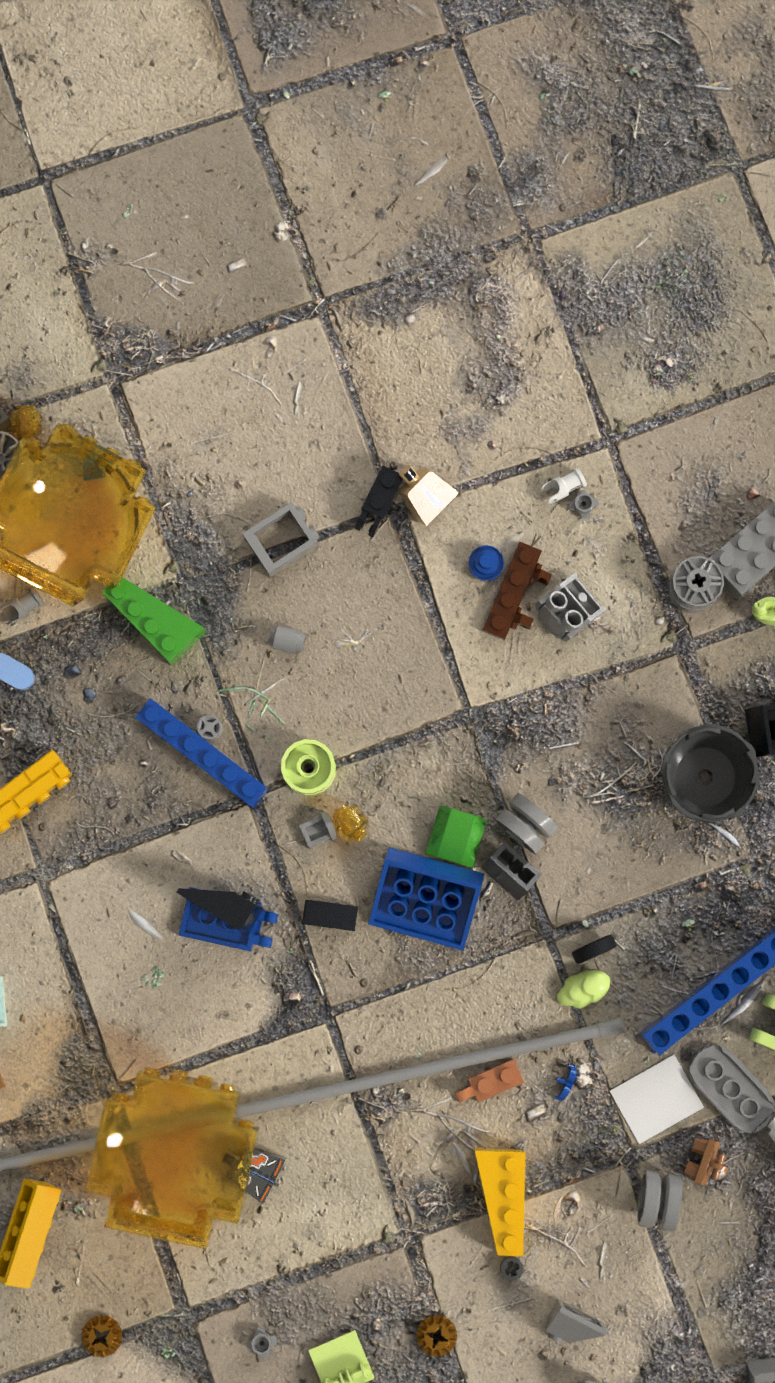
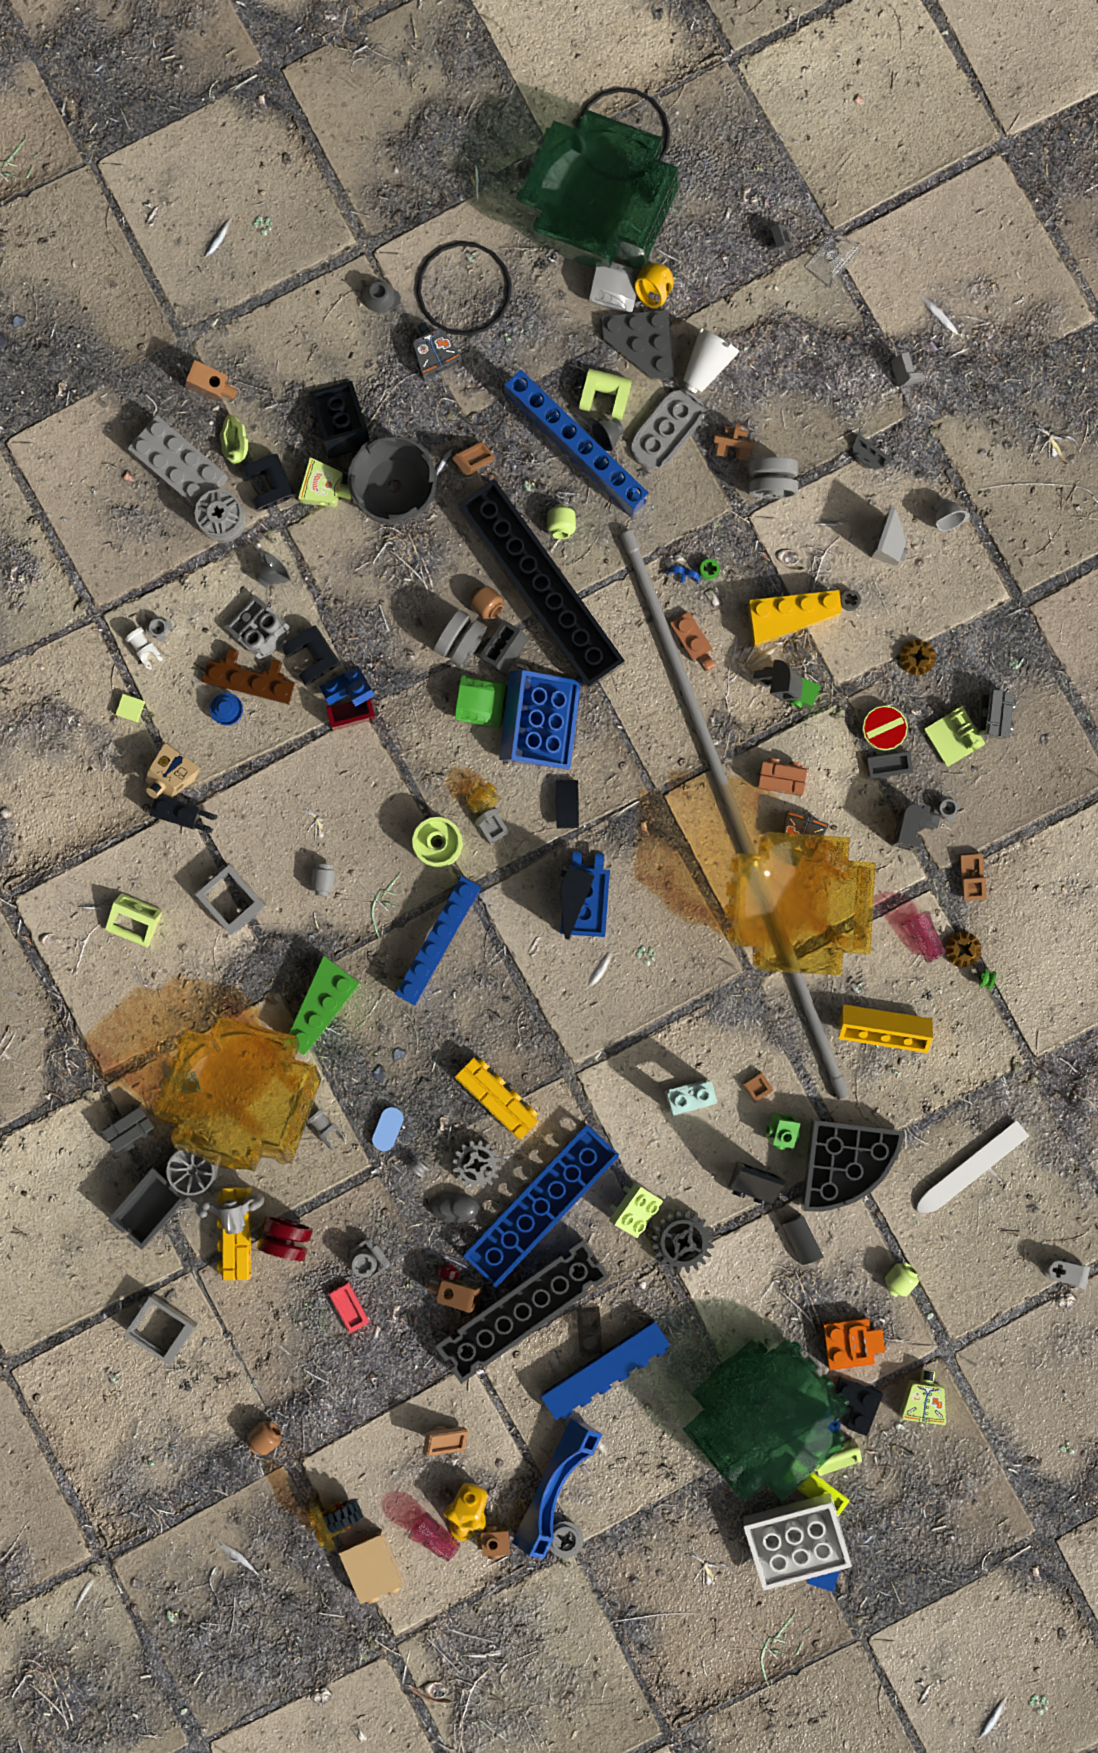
camera: 105 degrees left, 5 degrees up
(26, 421) = (152, 1153): clear yellow head -> none
(55, 401) = (129, 1129): none -> dark grey brick
(63, 1358) = (987, 979): none -> bright green bush
(123, 1293) = (924, 936): none -> clear pink plant
(181, 1359) = (972, 876): none -> medium nougat slope
(207, 724) = (413, 935): light grey wheel -> none
(251, 1297) = (913, 820): none -> dark grey hips
(284, 439) = (135, 910): none -> yellowish green tile
(320, 1283) = (889, 764): none -> dark grey tile
(323, 1159) = (781, 777): none -> nougat brick
(361, 1285) = (885, 728): none -> red piece
(415, 1196) = (809, 694): none -> bright green brick
(430, 1177) = (783, 679): none -> dark grey brick
(463, 695) = (349, 715): none -> dark red panel
(495, 697) = (351, 683): none -> blue plate
(502, 462) = (130, 708): none -> yellowish green tile
(537, 670) = (318, 648): none -> black connector
(563, 859) = (486, 602): none -> medium nougat head
(573, 1118) = (704, 574): none -> bright green bush
(575, 921) = (541, 584): none -> black brick
(584, 988) = (599, 569): yellowish green arm -> none
(594, 949) = (563, 563): black tyre -> none
(630, 631) = (271, 570): none -> dark grey piece
(642, 954) = (561, 521): none -> yellowish green head
(656, 1099) = (686, 493): white sticker -> none
(673, 1315) = (868, 454): none -> dark grey tile
(716, 698) = (323, 485): none -> yellowish green torso
(724, 867) = (473, 458): none -> medium nougat tile
(728, 651) = (277, 479): none -> black connector
(736, 1018) = (605, 431): none -> dark grey piece

